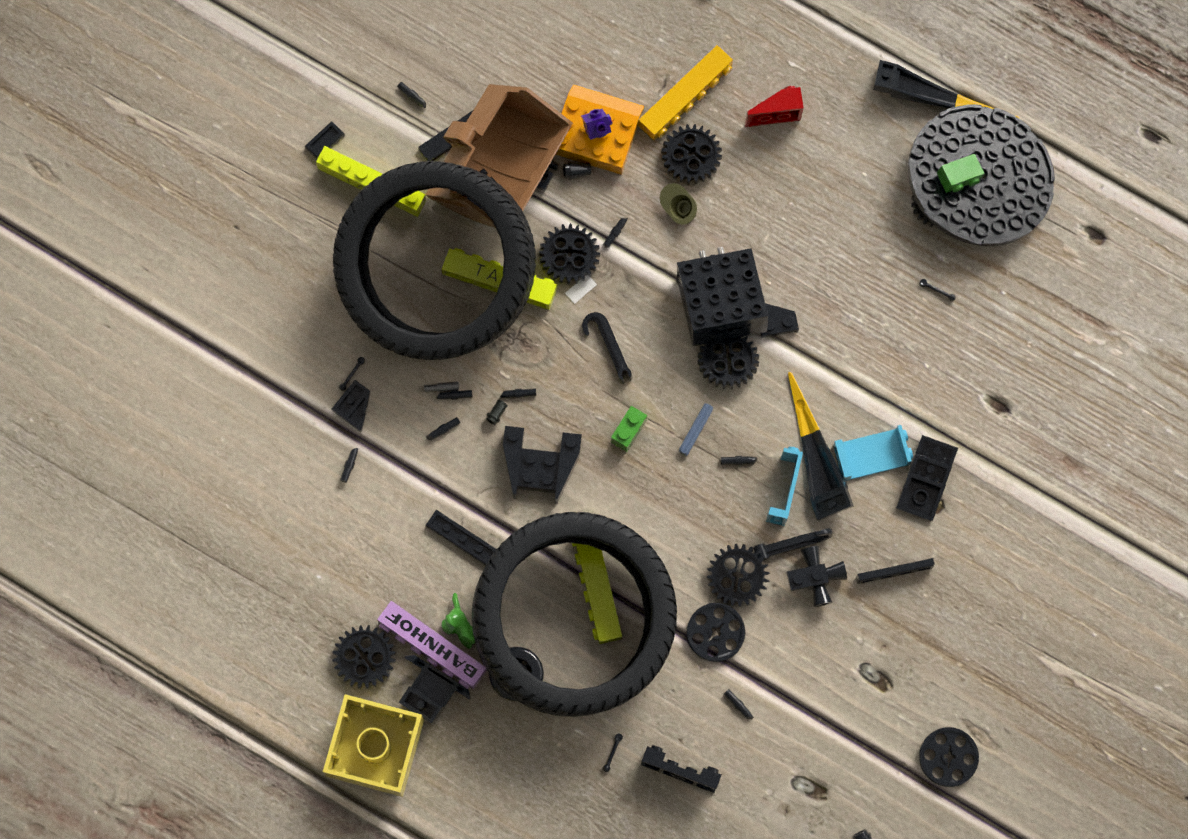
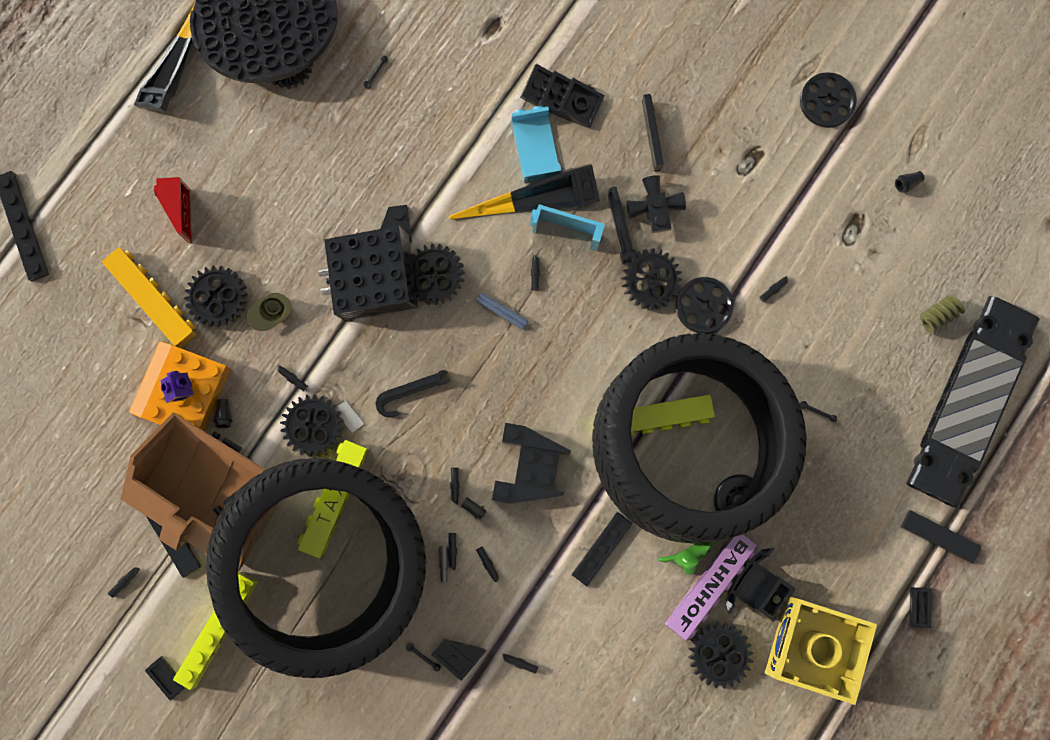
camera: 90 degrees left, 5 degrees up
(628, 428) = (499, 376): bright green brick -> none
(707, 780) = (851, 323): black piece -> none
(960, 173) = (262, 30): brick -> none

